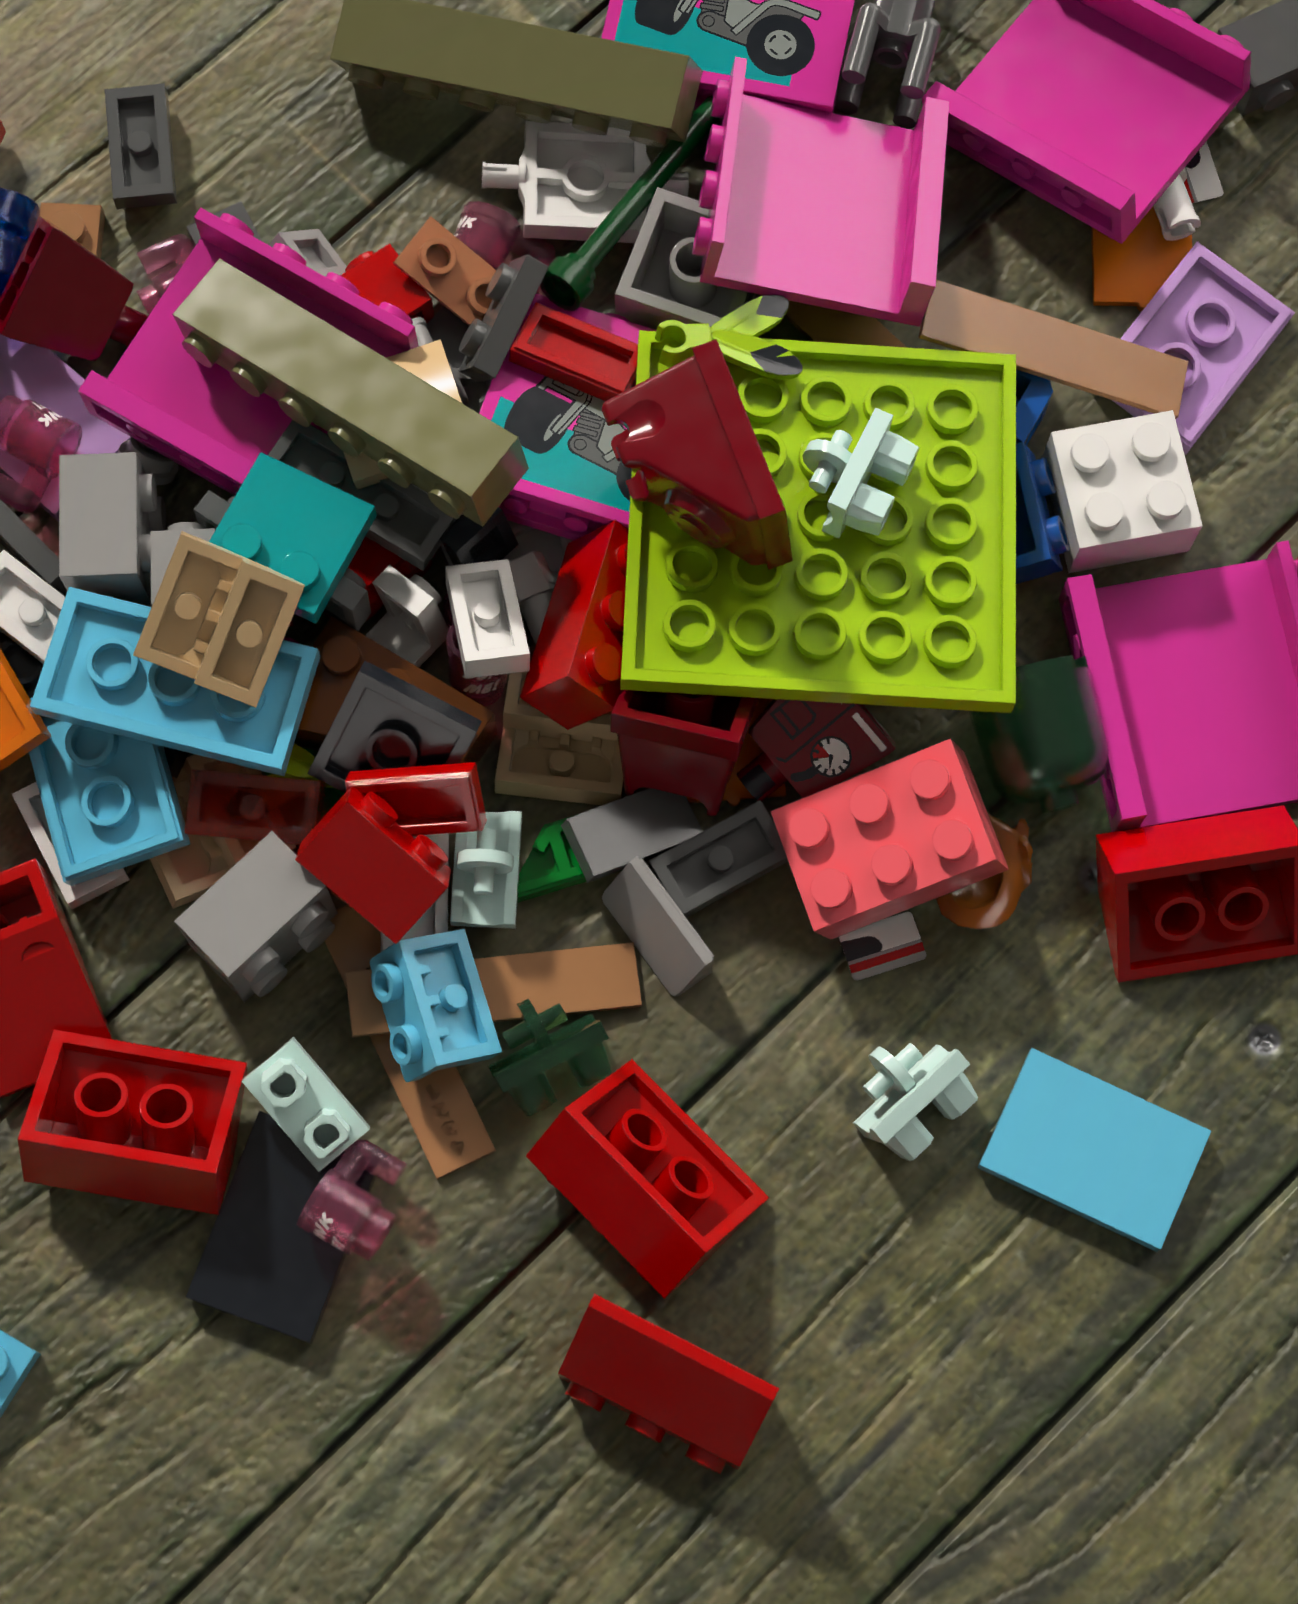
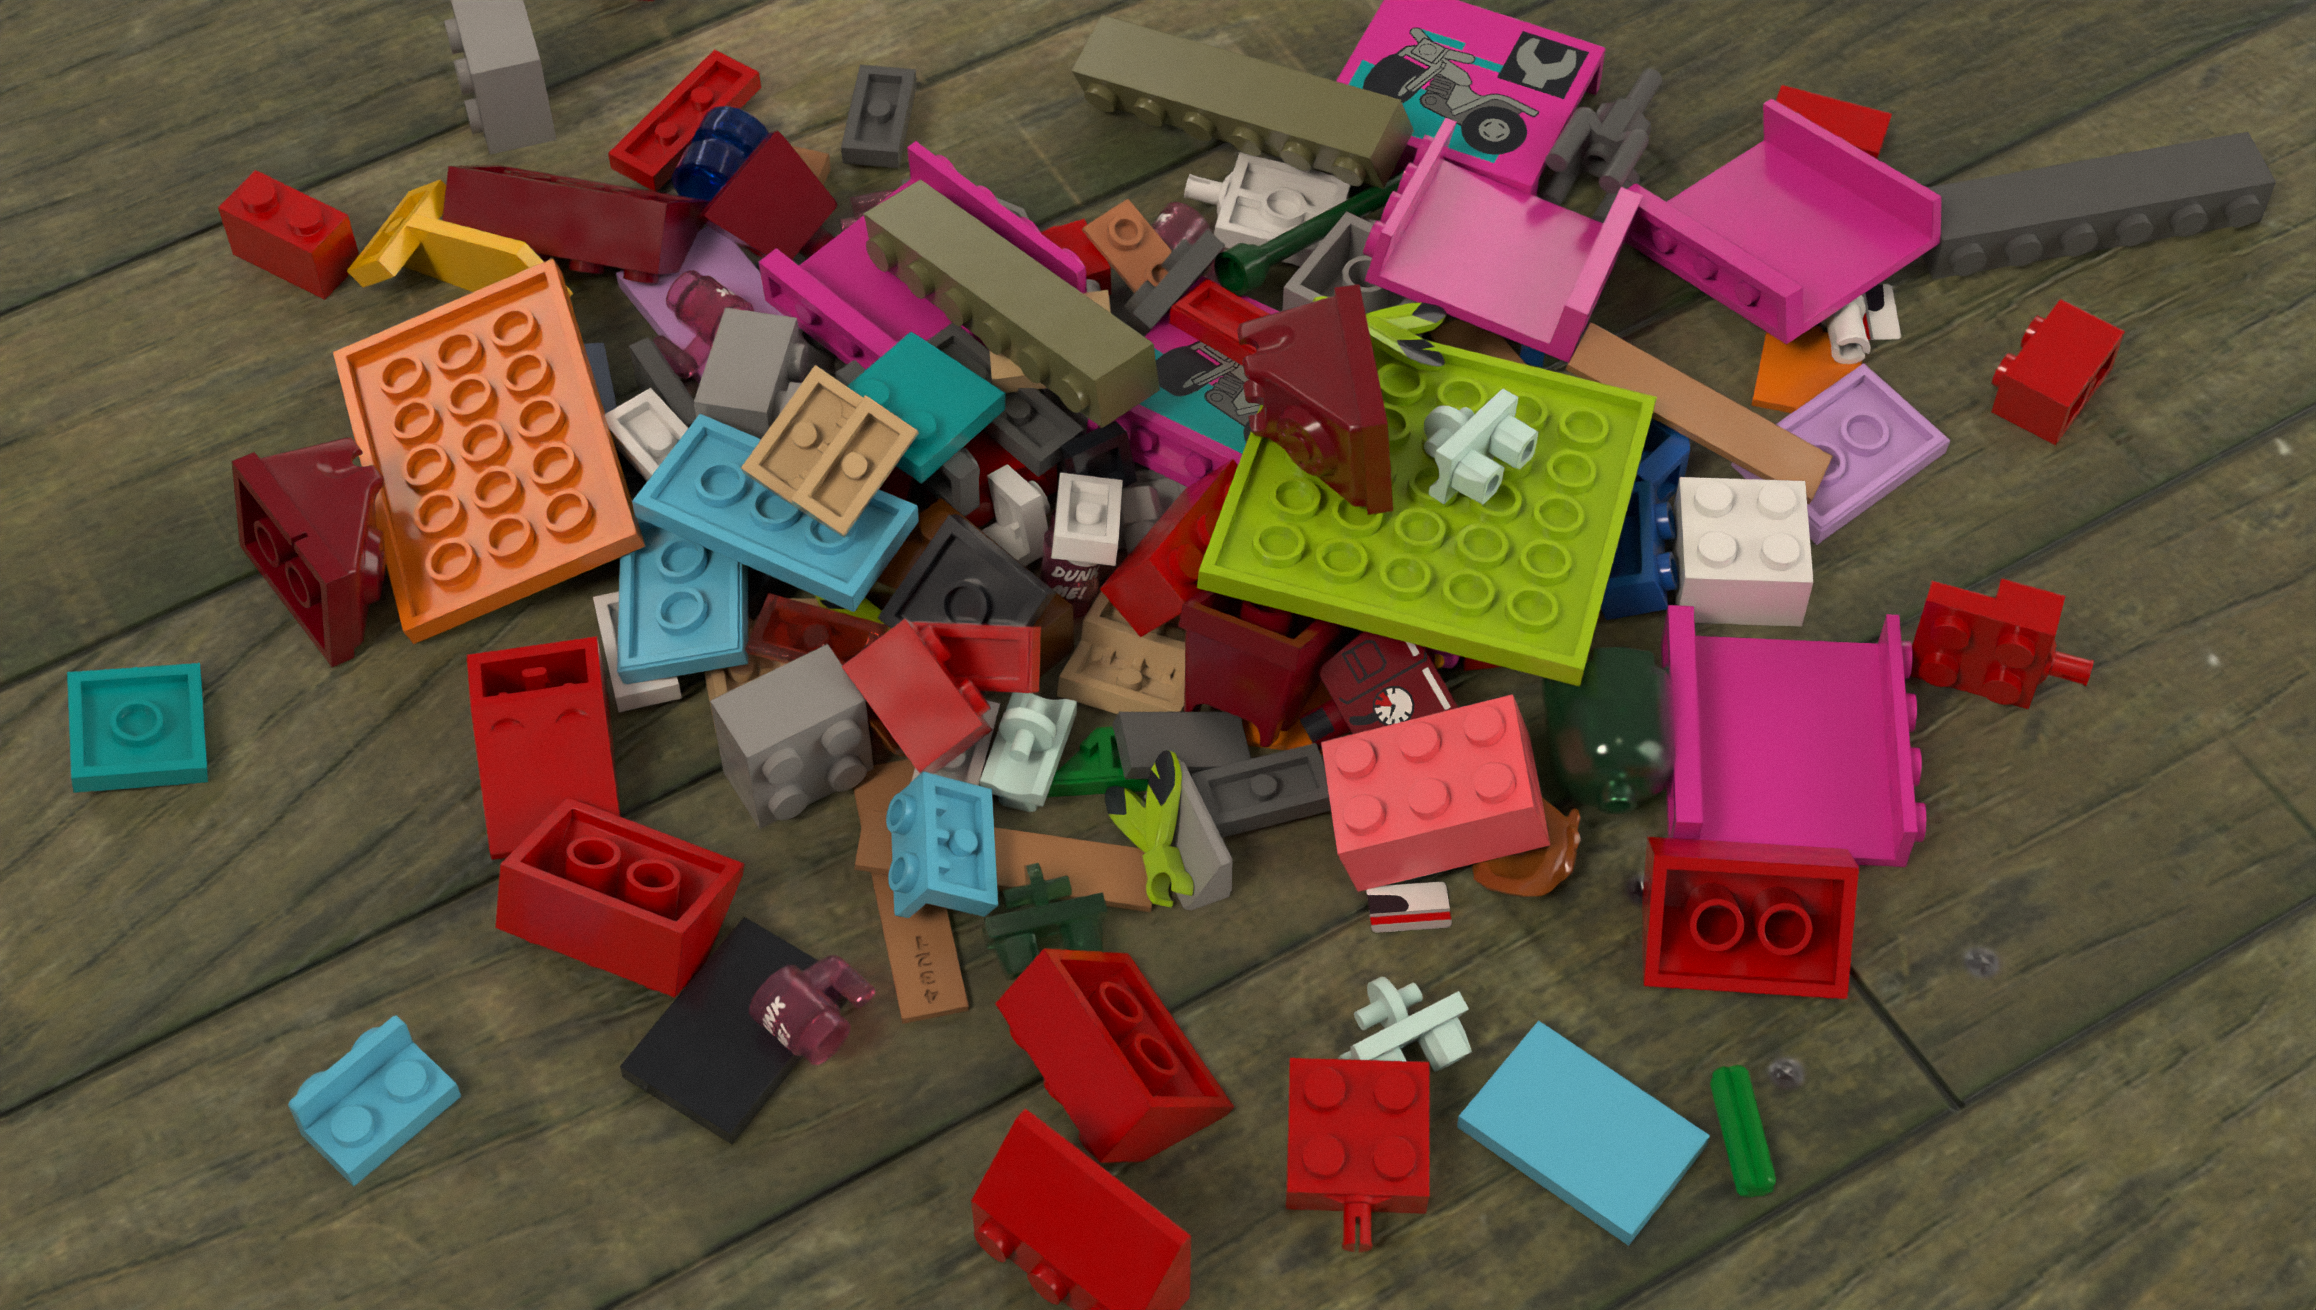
camera: 15 degrees right, 20 degrees down
(306, 1104) = (790, 907): light aqua hips -> none
(627, 926) = (1153, 827): none -> lime piece
(895, 1217) = (1358, 1140): none -> red plate
(1238, 1116) = (1742, 1131): none -> green axle

